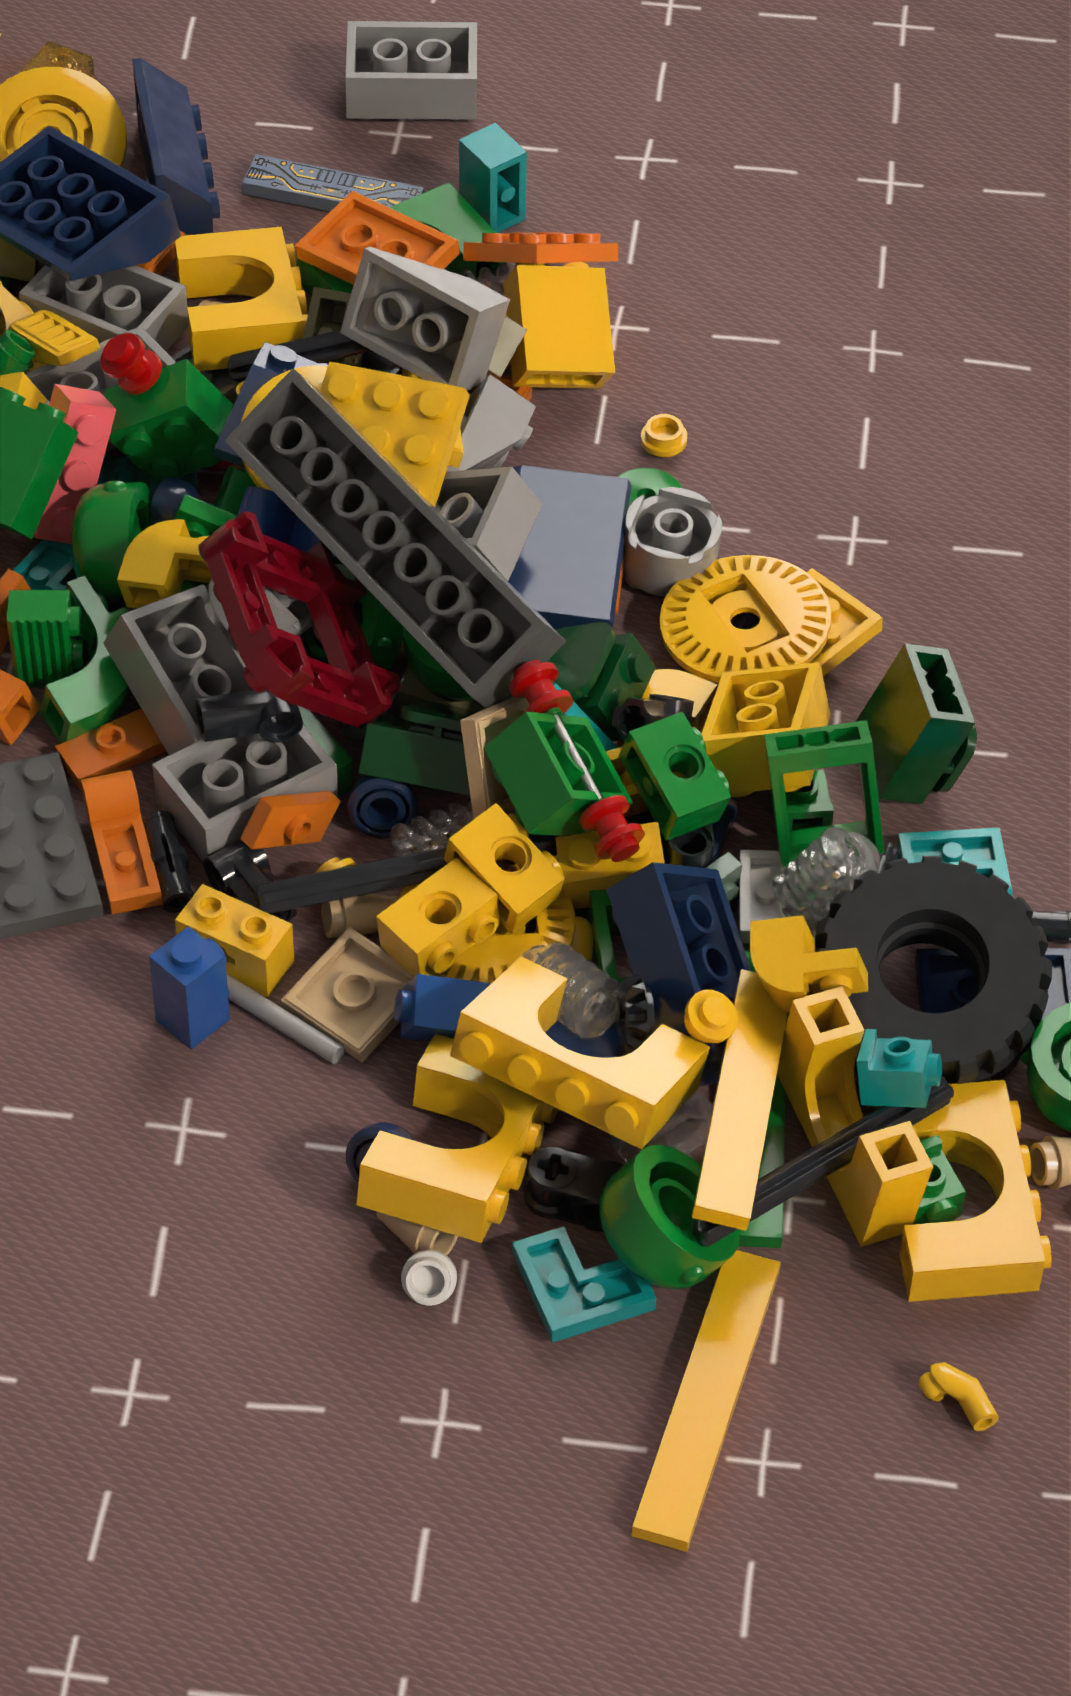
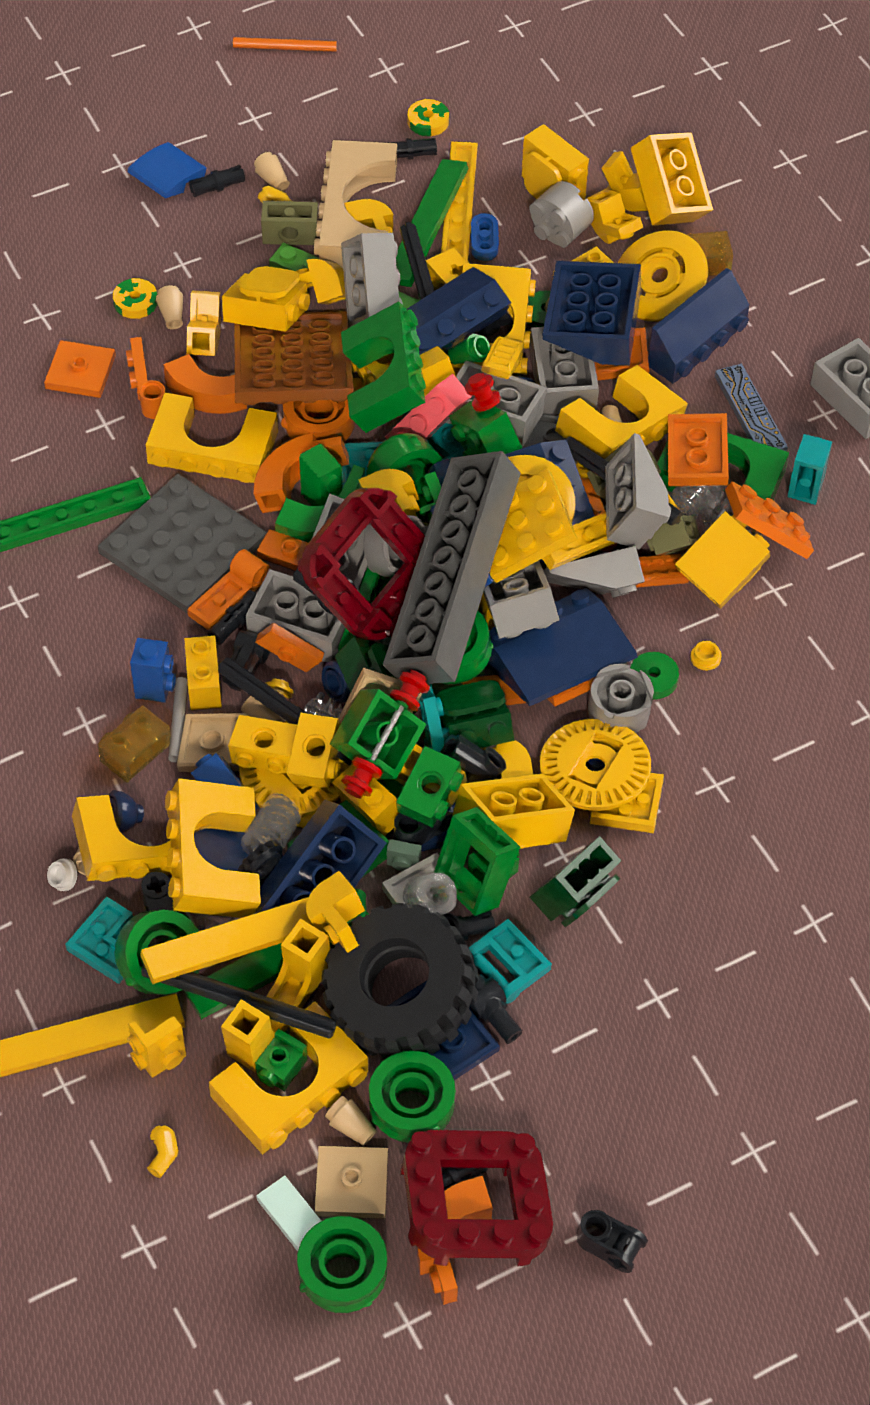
camera: 55 degrees right, 5 degrees up
(281, 1081) = (134, 743): none -> clear yellow brick
(710, 1017) = (274, 891): yellow plate -> none
(810, 1309) = (159, 1048): none -> yellow bracket
(897, 1071) = (311, 995): teal brick -> none

